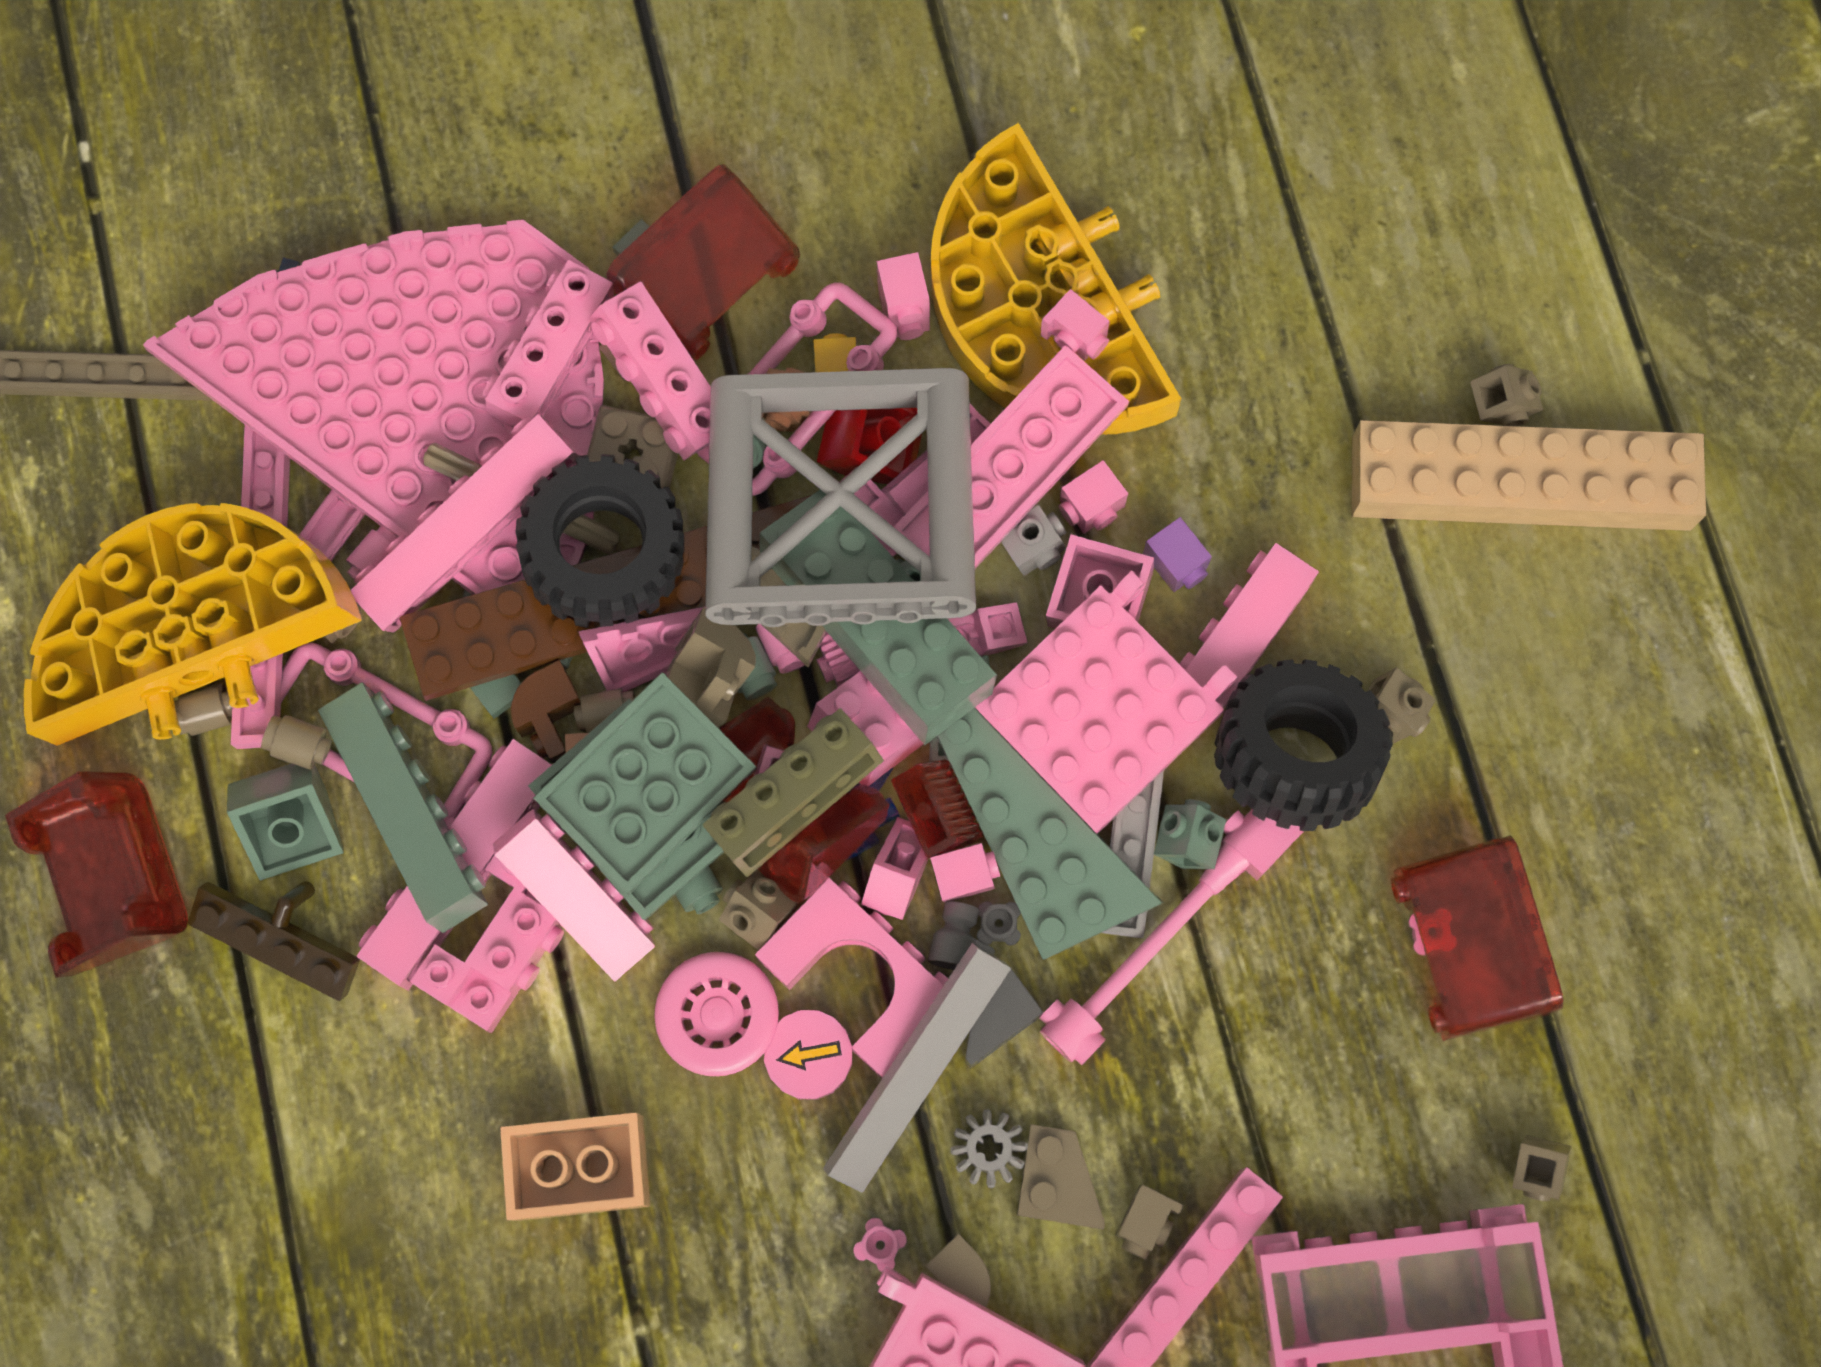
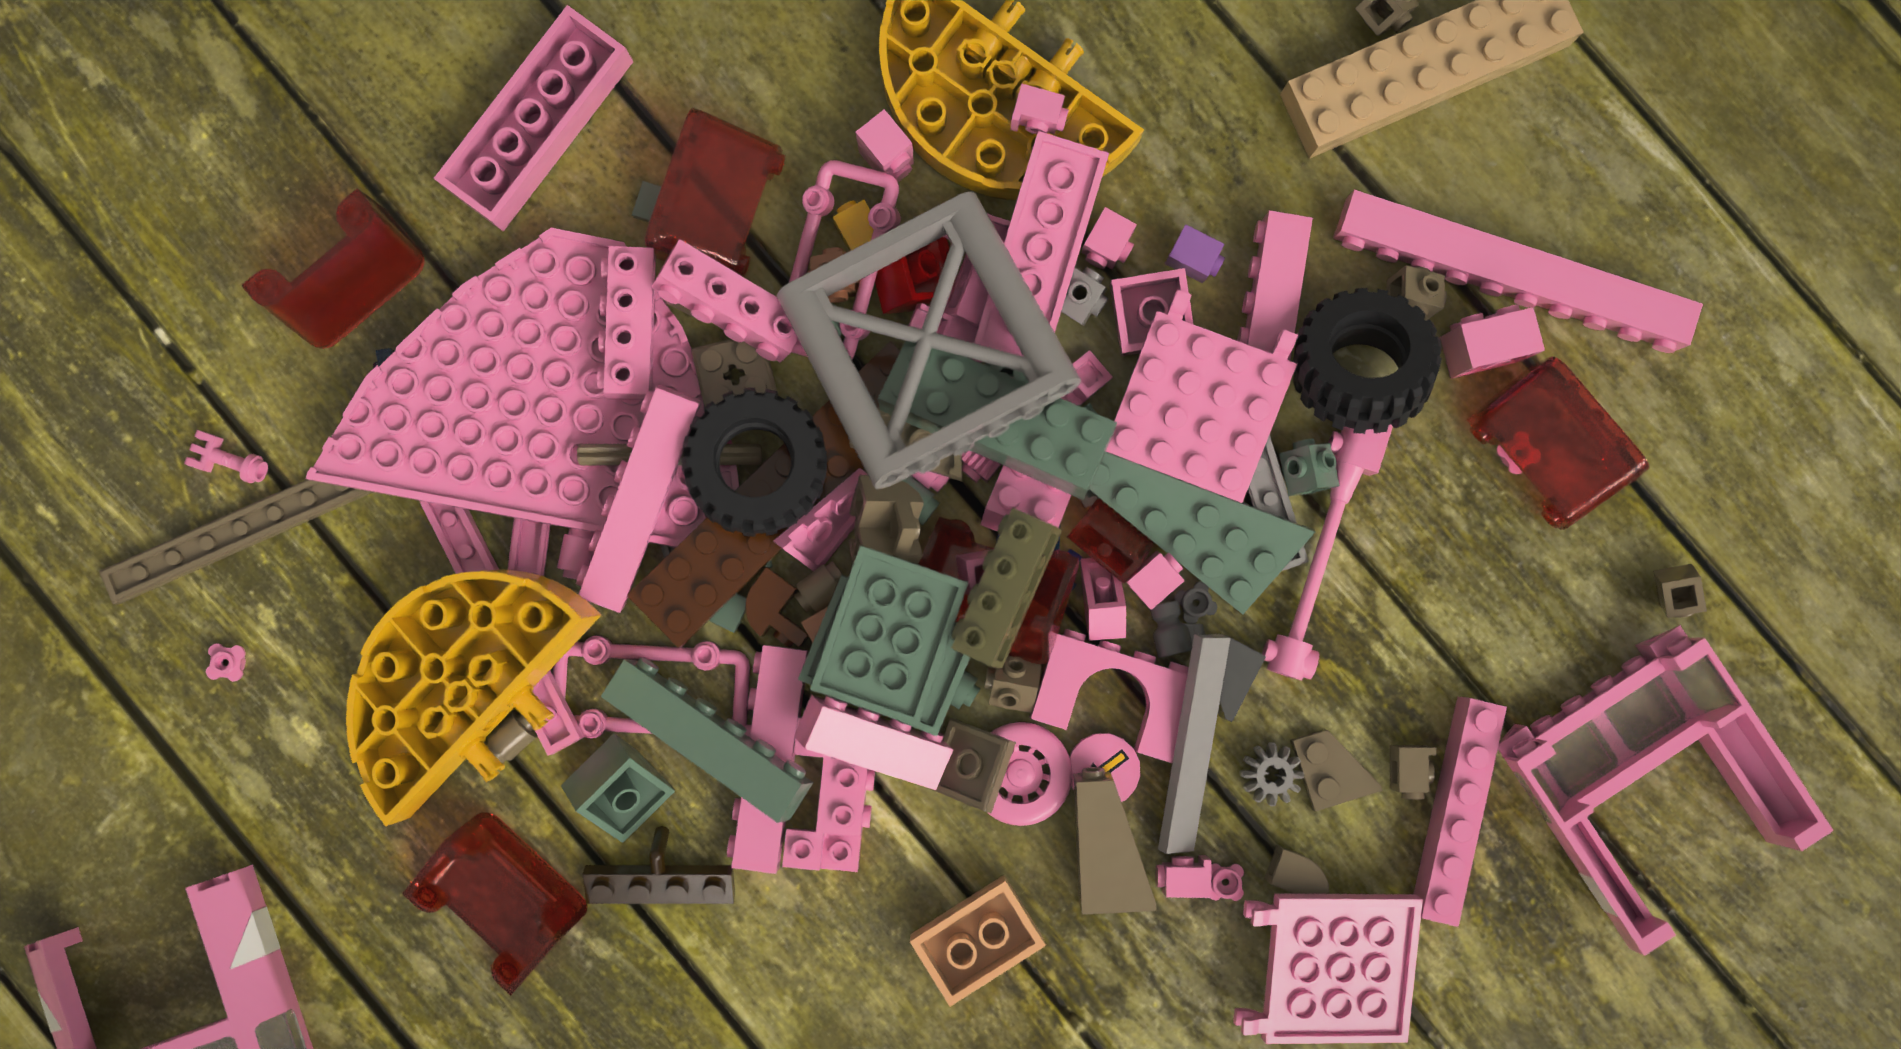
camera: 30 degrees left, 10 degrees up
(96, 317) = (251, 468): none -> bright pink hinge
(291, 175) = (347, 280): none -> clear red windscreen
(296, 741) = (599, 730): dark tan brick -> none
(564, 108) = (534, 118): none -> bright pink brick
(669, 976) = (975, 765): none -> dark tan tile
(765, 1143) = (1107, 856): none -> dark tan slope
(836, 1214) = (1185, 878): none -> bright pink brick
(1454, 793) = (1491, 342): none -> bright pink brick
(1523, 738) = (1518, 272): none -> bright pink brick

